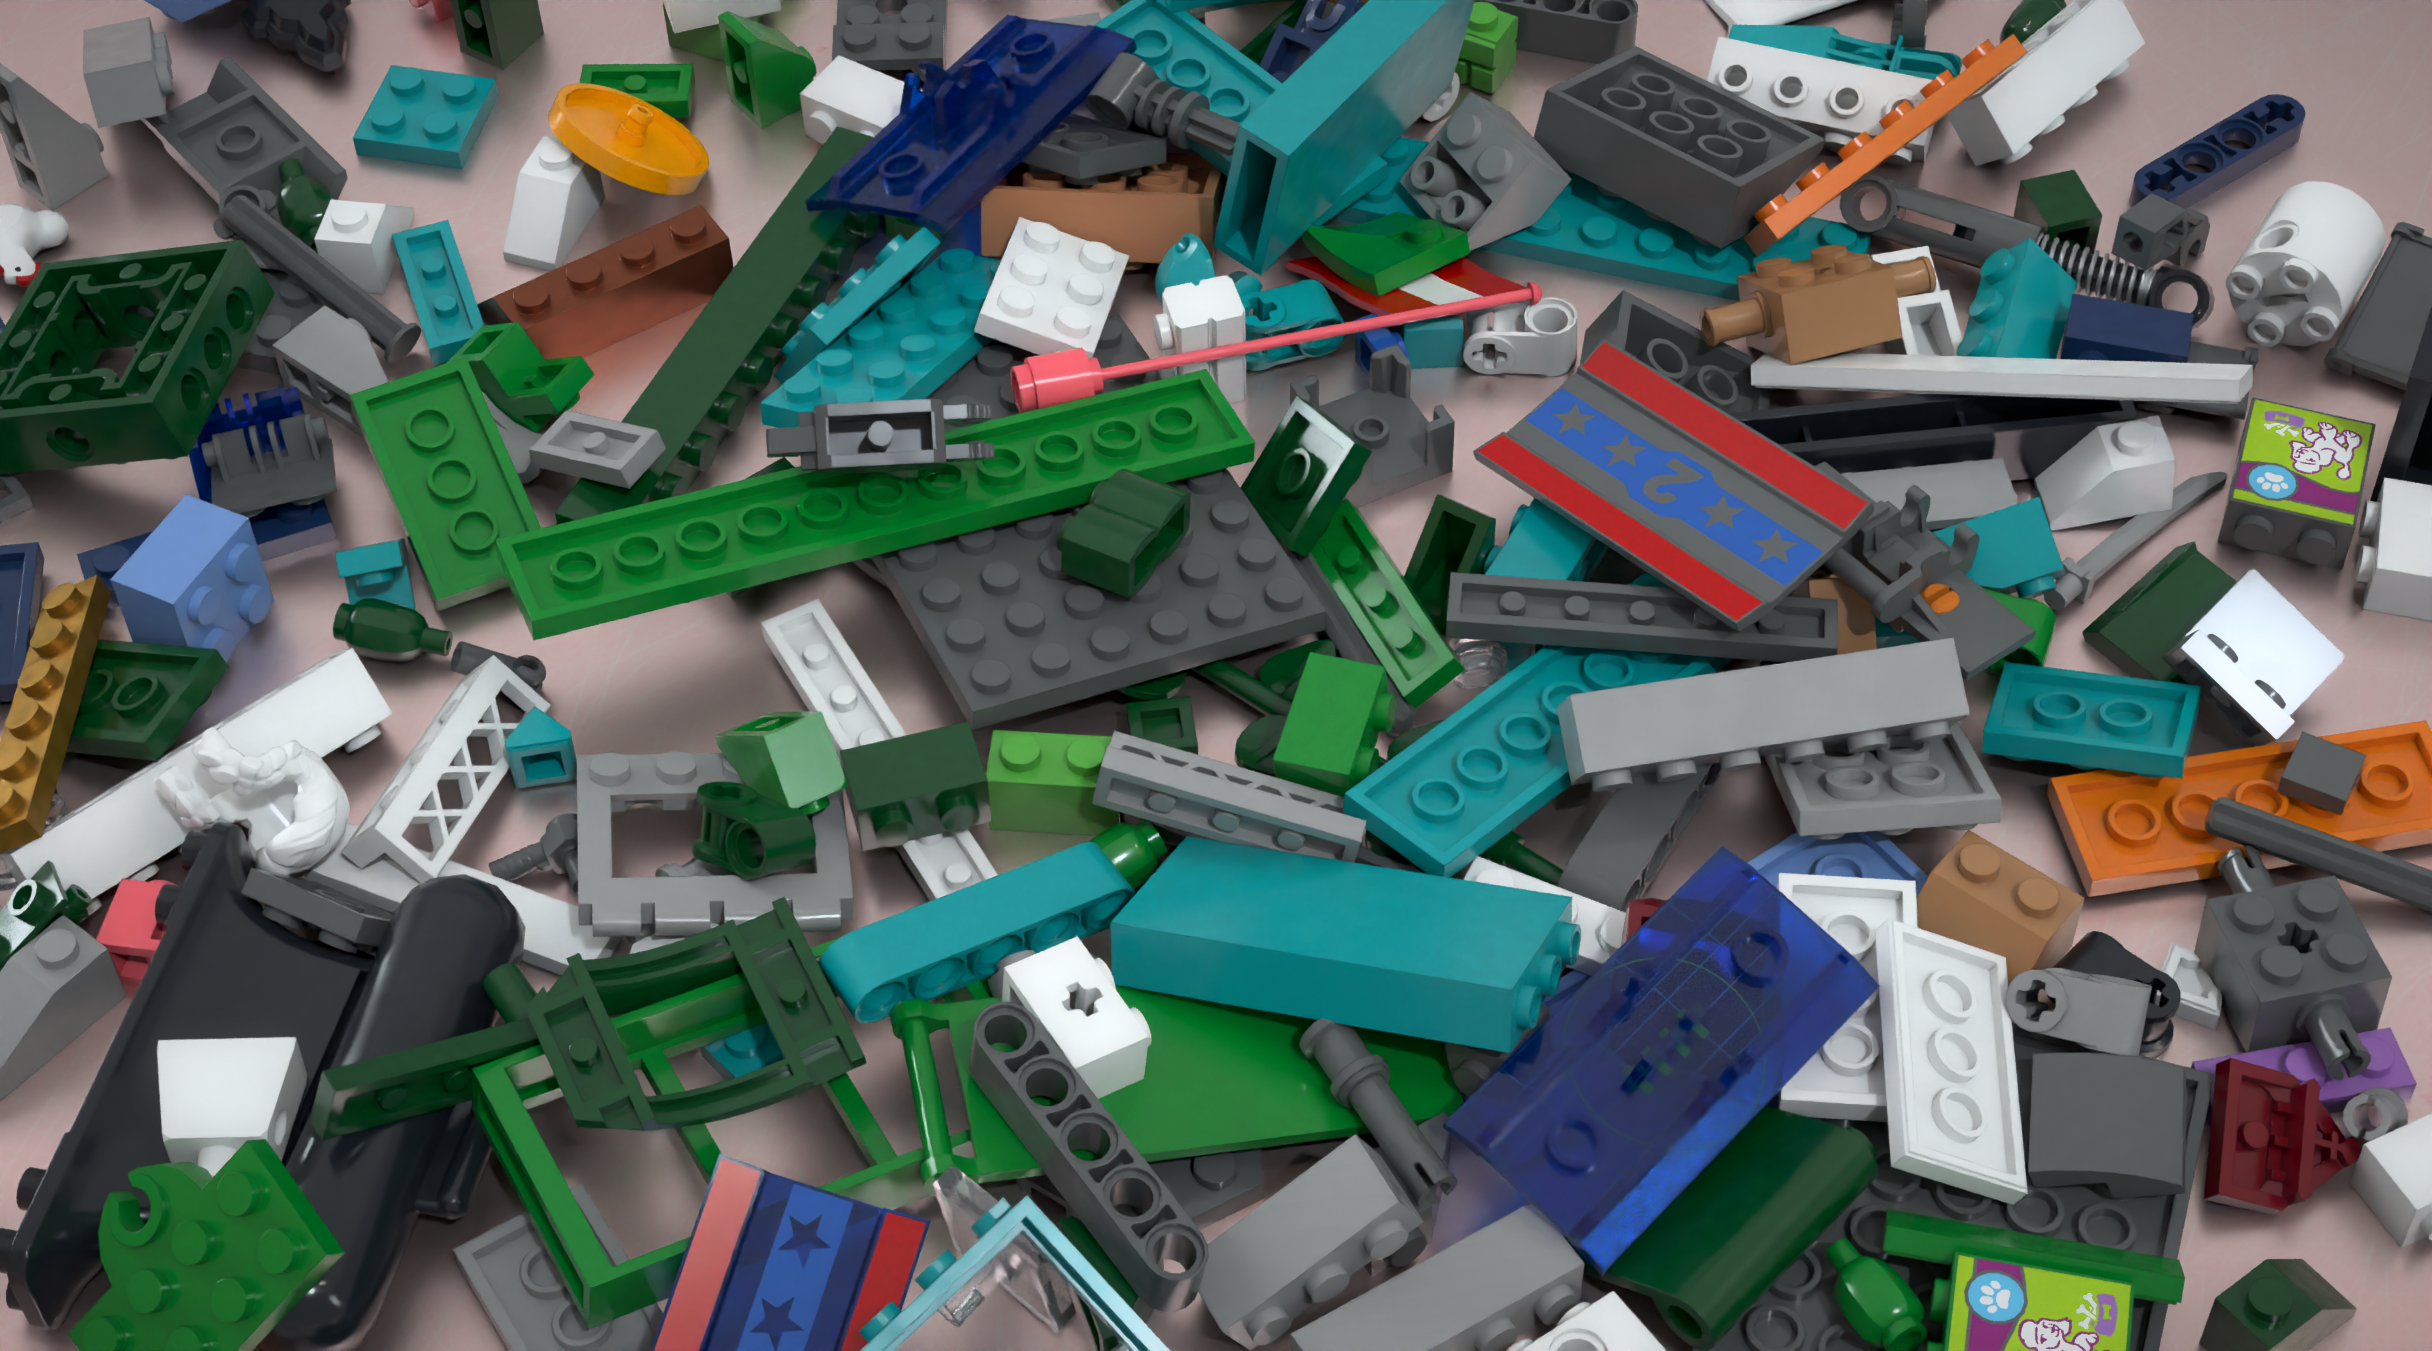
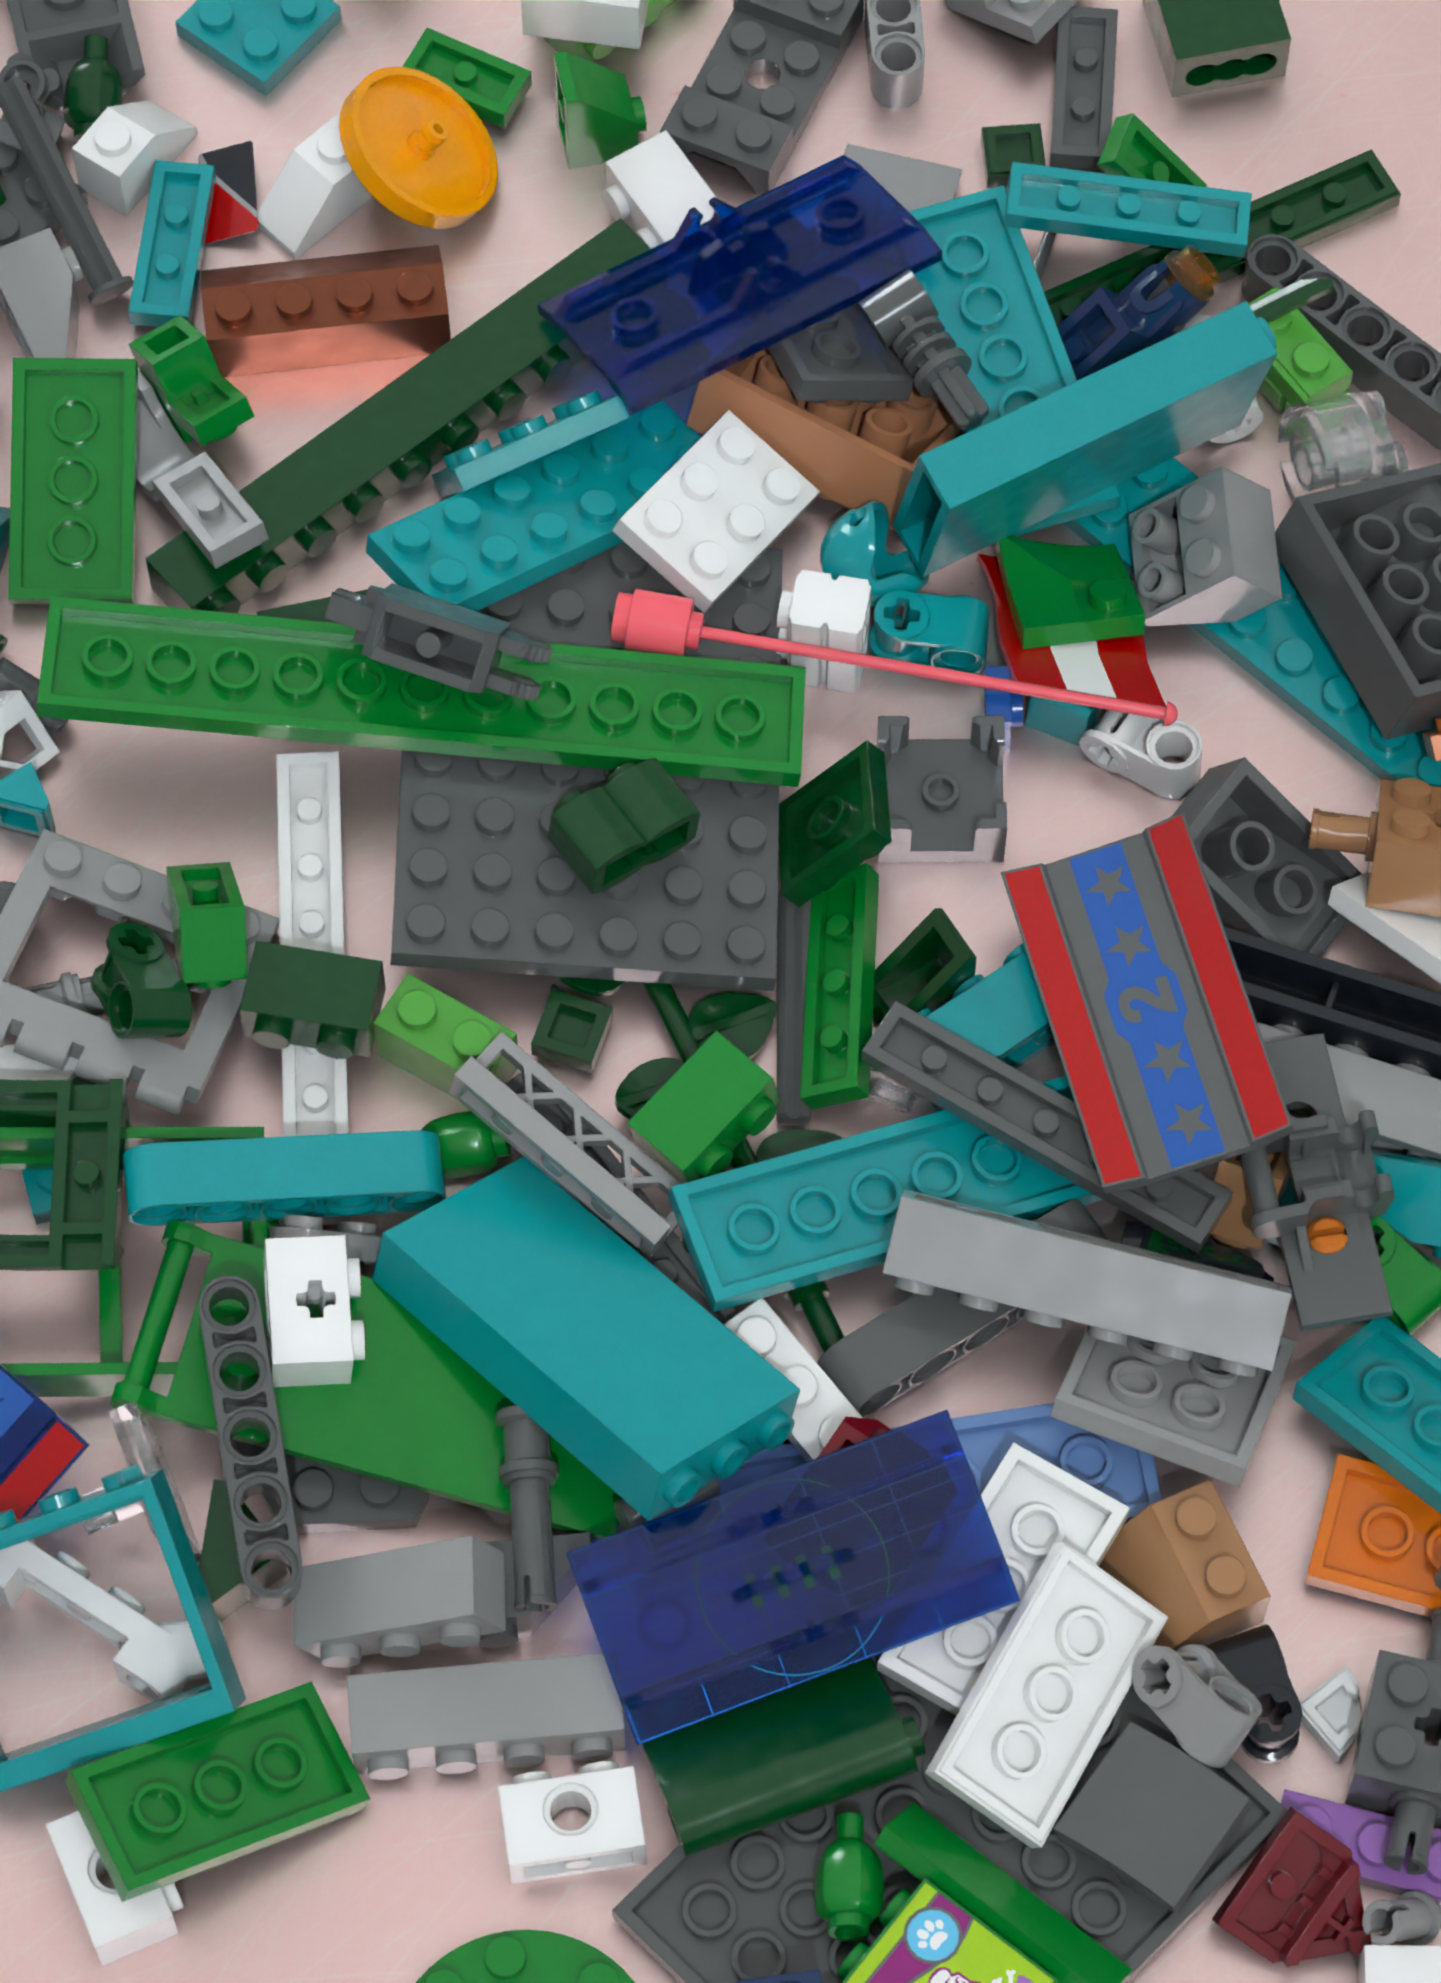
camera: 25 degrees right, 15 degrees up
(476, 240) = (234, 194): none -> sticker
(1534, 60) = (1338, 443): none -> clear brick

